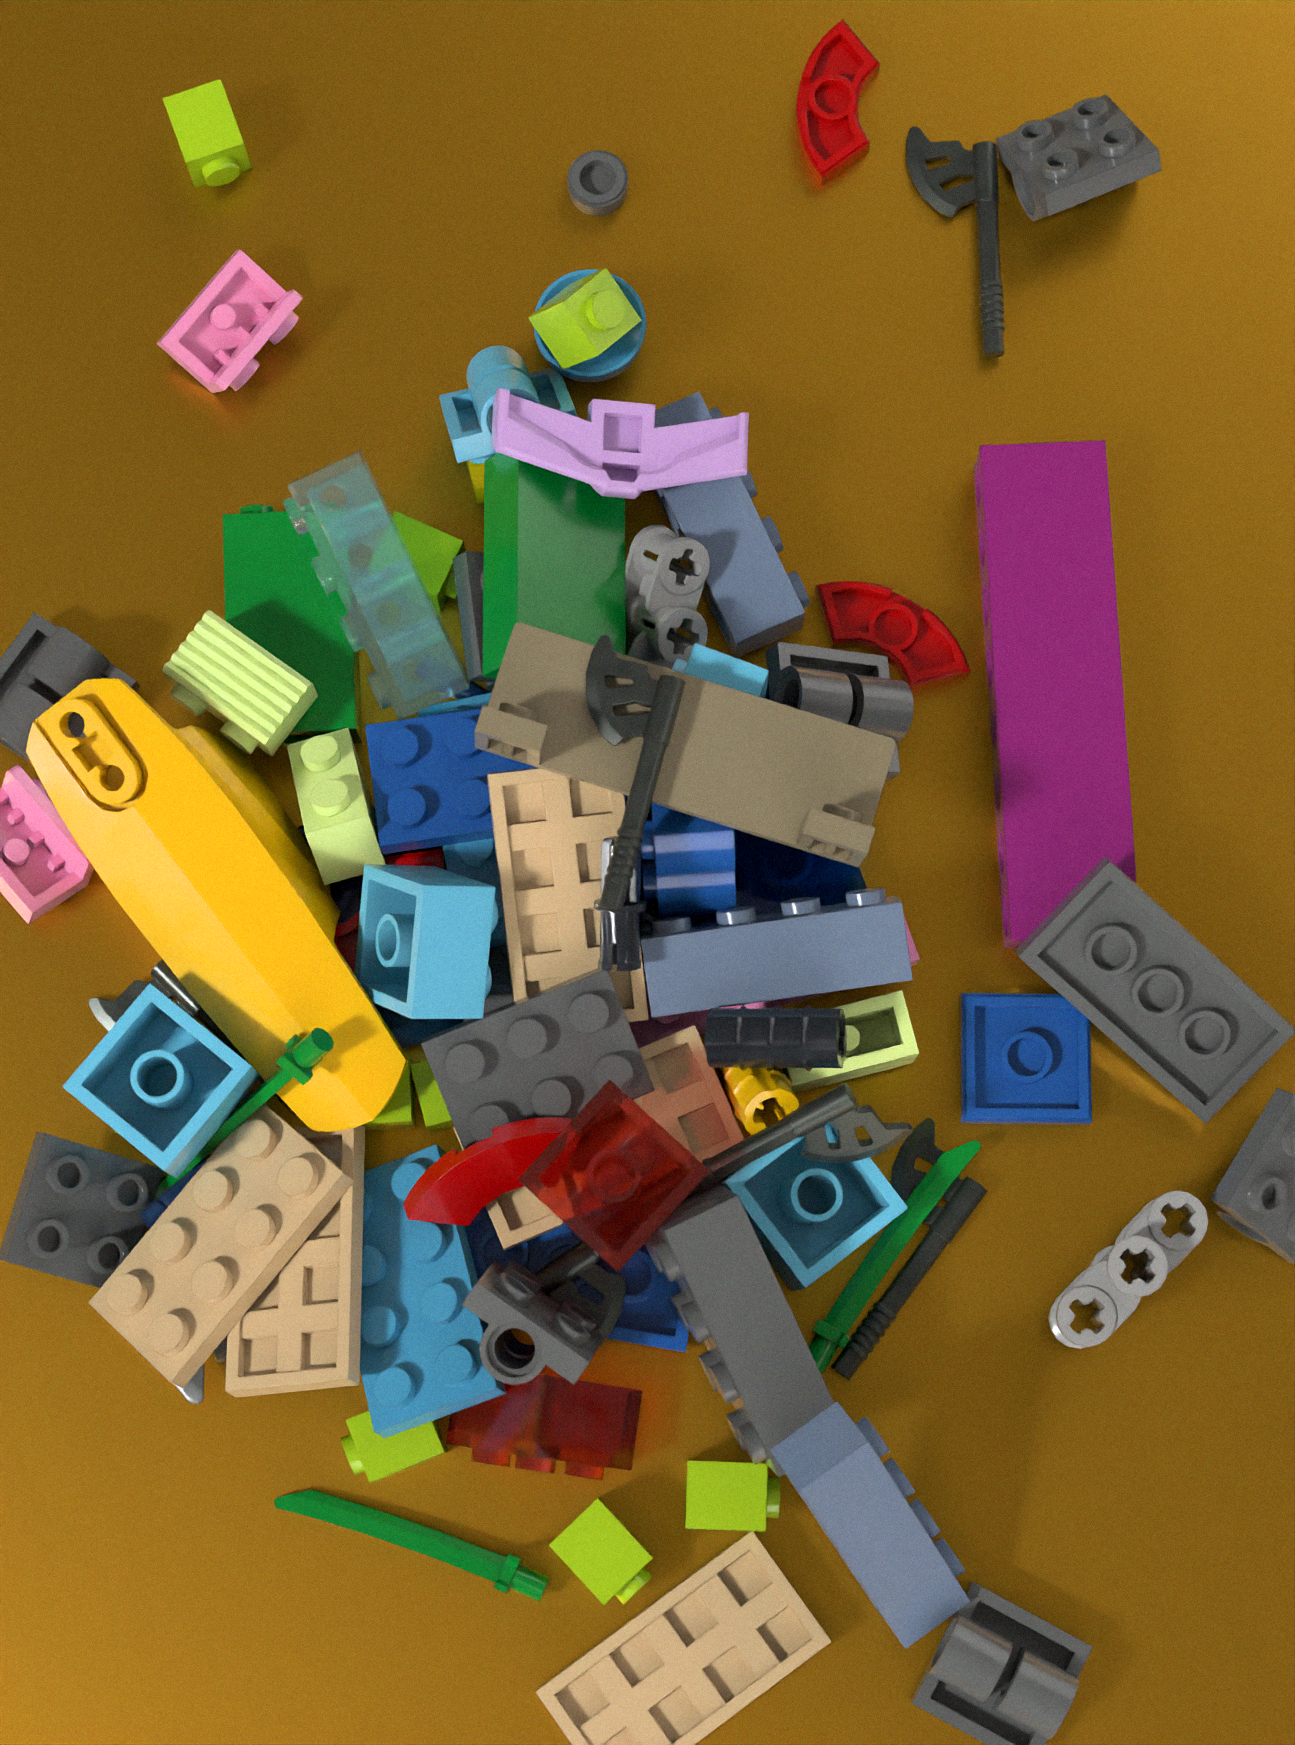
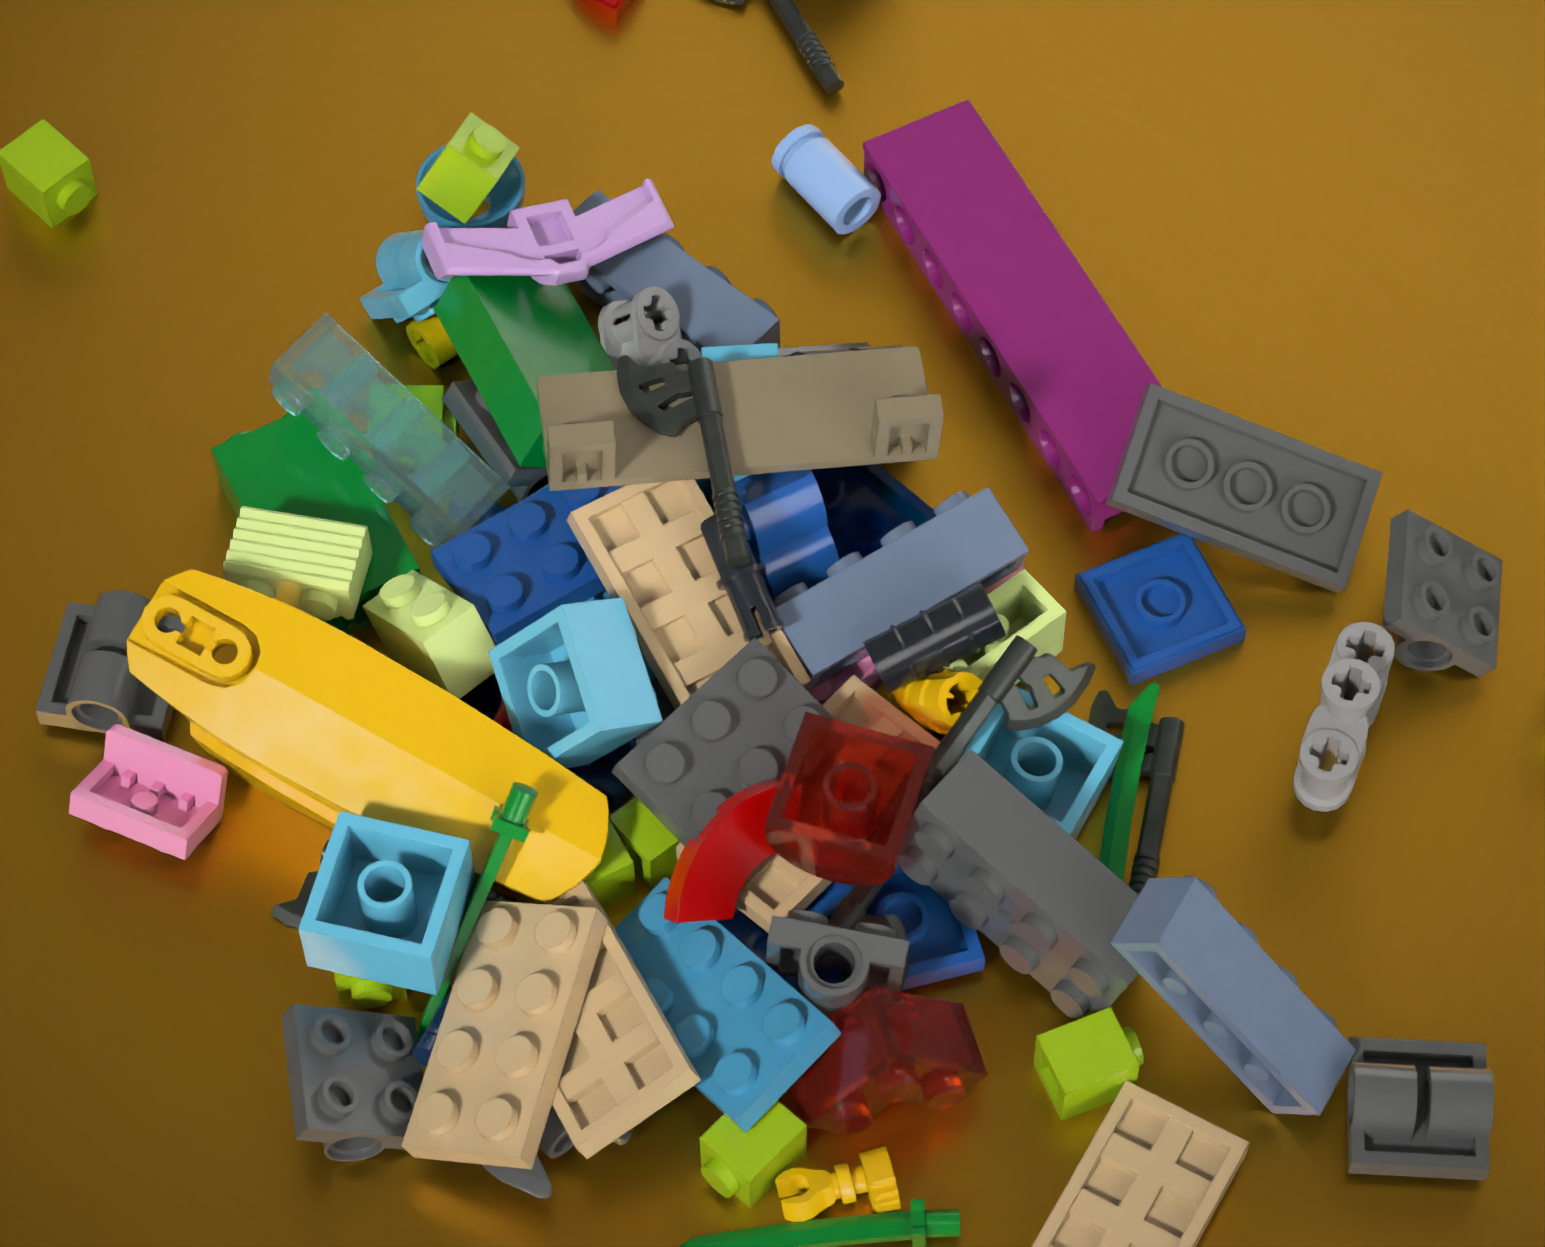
camera: 25 degrees left, 20 degrees down
(231, 324) = (140, 310): bright pink bracket -> none
(489, 1511) = (823, 1187): none -> yellow piece
(597, 183) = (419, 89): dark grey tile -> none
(604, 1554) = (998, 1161): lime brick -> none
(891, 626) = (847, 319): red tile -> none
(931, 460) = (826, 179): none -> light blue piece

